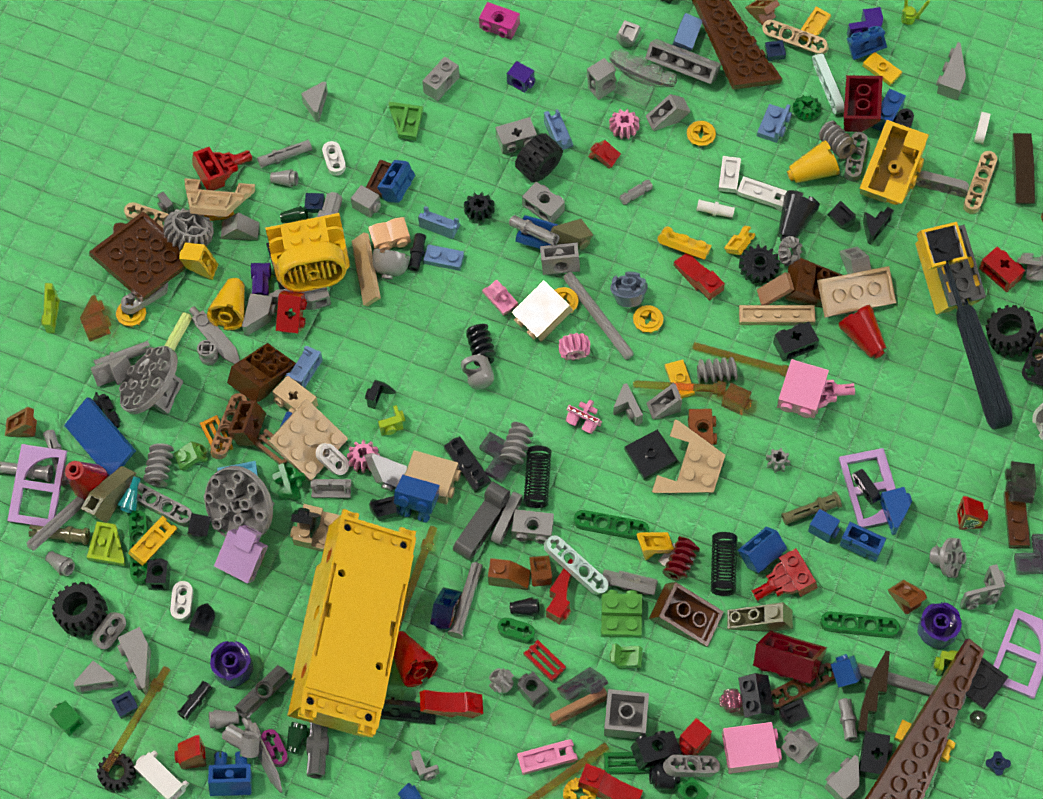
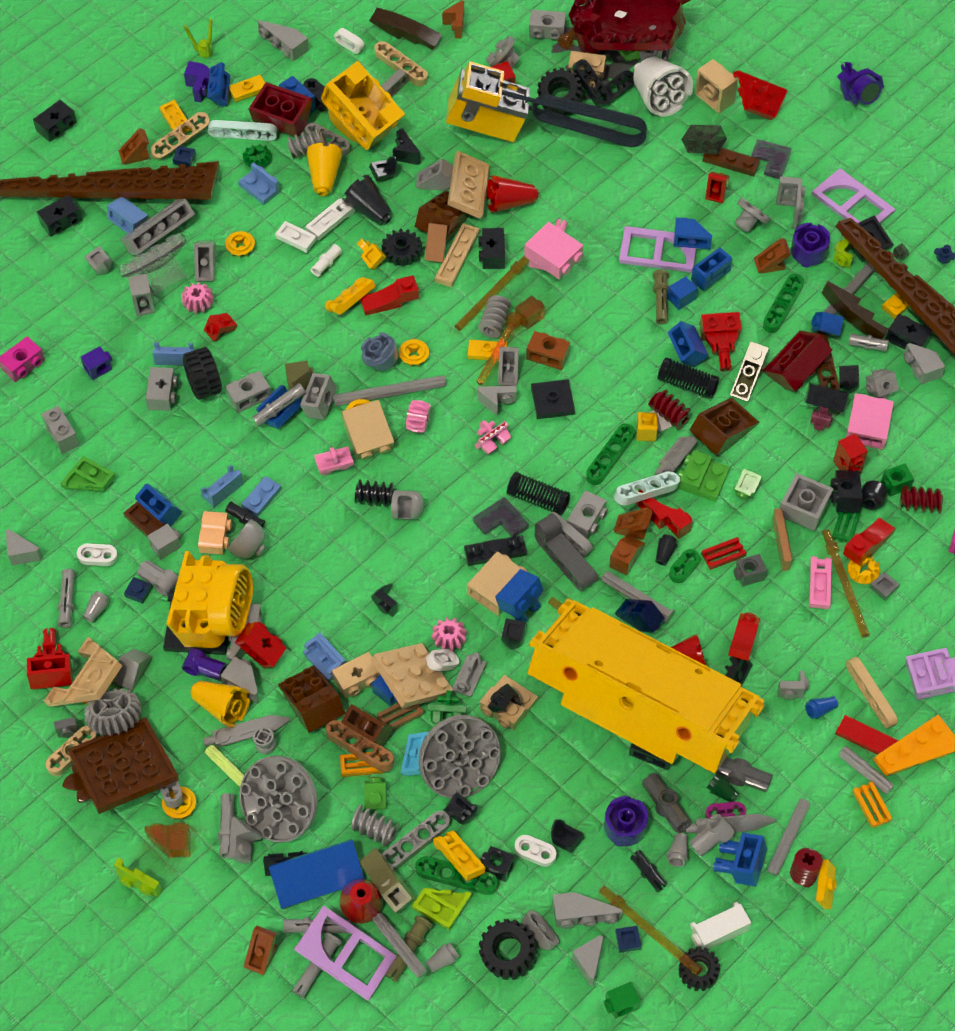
camera: 70 degrees left, 5 degrees down
(129, 499) = (403, 864): teal cone -> none
(191, 753) = (708, 886): red slope -> none
(199, 260) = (154, 712): yellow slope -> none
(241, 553) = (511, 773): lavender piece -> none
(293, 215) = (145, 611): dark green cone -> none
(365, 269) = (260, 568): tan tile -> none
(385, 471) = (479, 616): slope -> none
(393, 424) = (423, 590): lime bracket -> none
(479, 207) = (223, 446): black gear -> none
(501, 680) = (732, 592): light grey gear -> none
(516, 444) = (501, 495): light grey piece -> none
(588, 679) = (758, 525): plate -> none
(635, 192) = (274, 315): light grey axle -> none
(684, 770) = (873, 468): light grey beam -> none
(699, 467) = (586, 363): tan wing -> none
(777, 454) = (604, 303): light grey gear -> none
(785, 253) = (401, 218): light grey gear -> none
(866, 486) = (660, 247): black beam -> none

